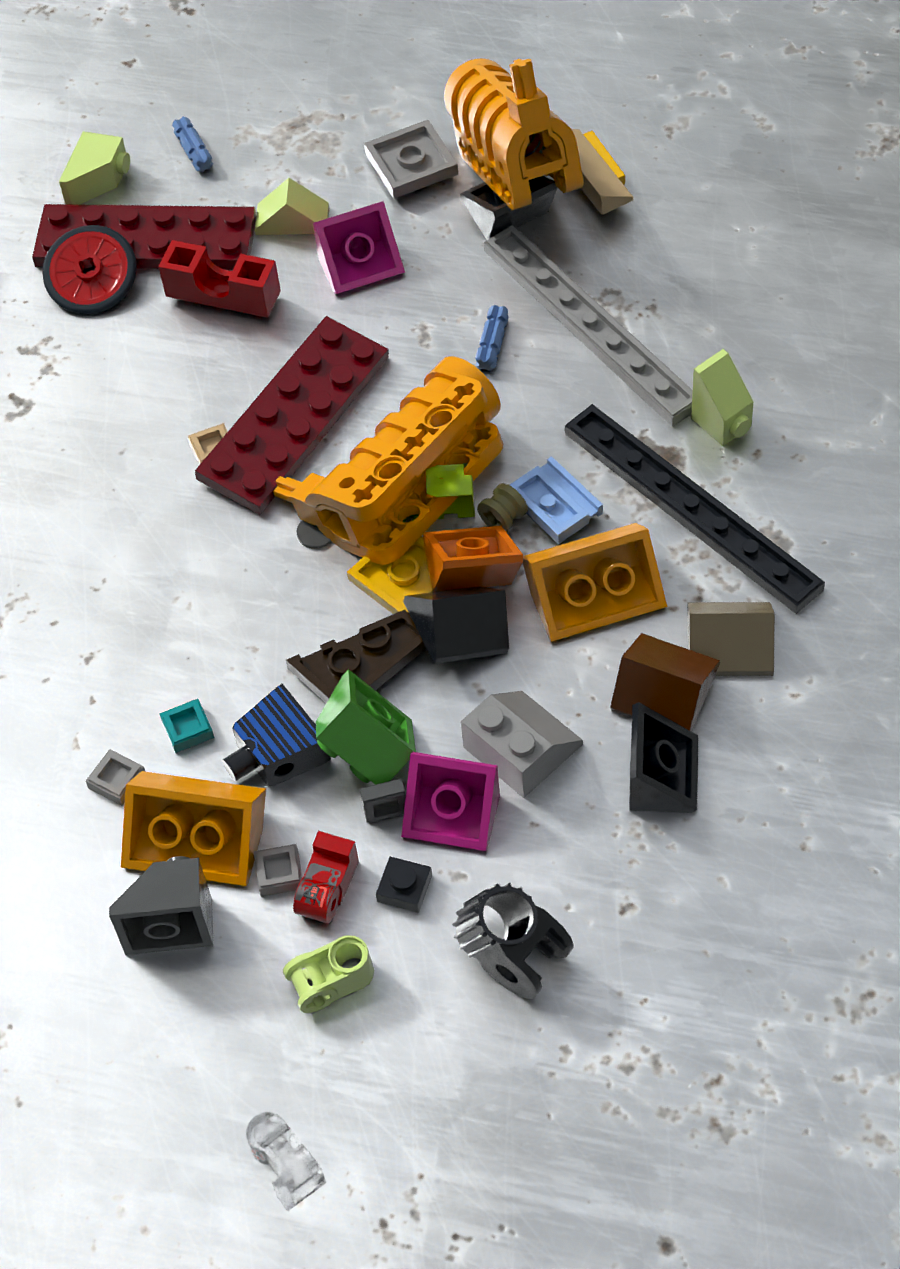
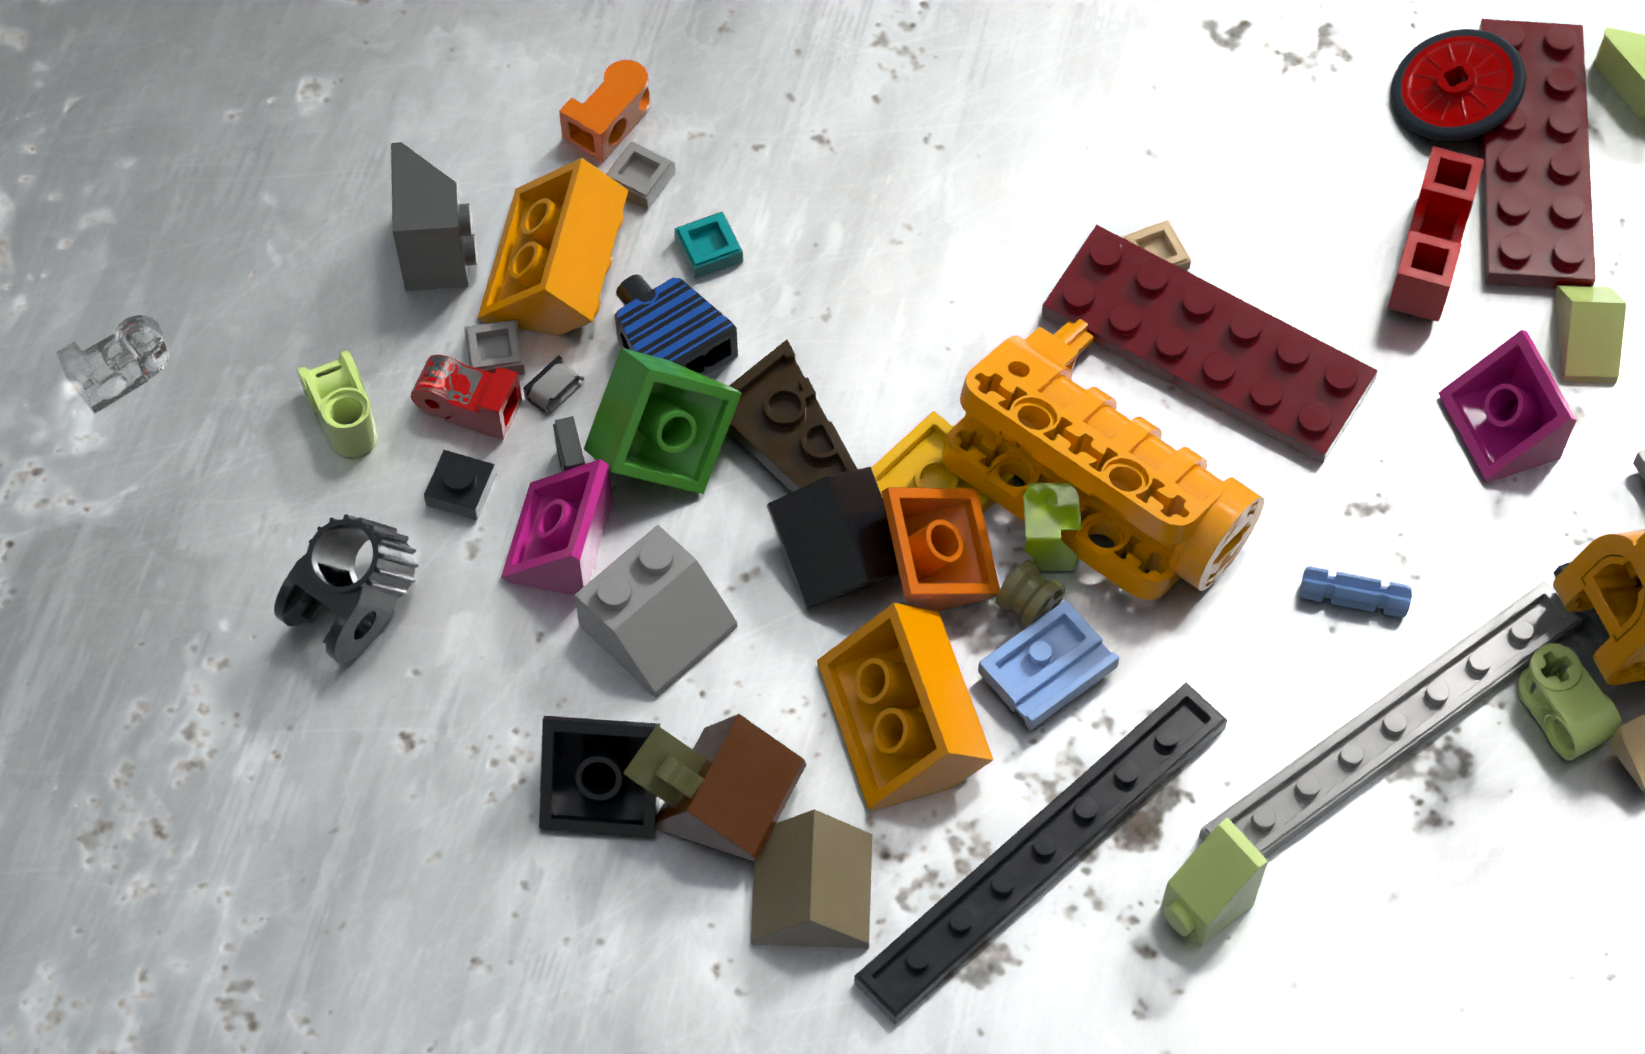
camera: 85 degrees right, 5 degrees up
(56, 793) = (609, 112): none -> orange leg
(311, 821) = (552, 385): none -> light grey piece
(576, 230) = (1567, 704): none -> yellowish green piece
(665, 702) = (666, 767): none -> olive tile

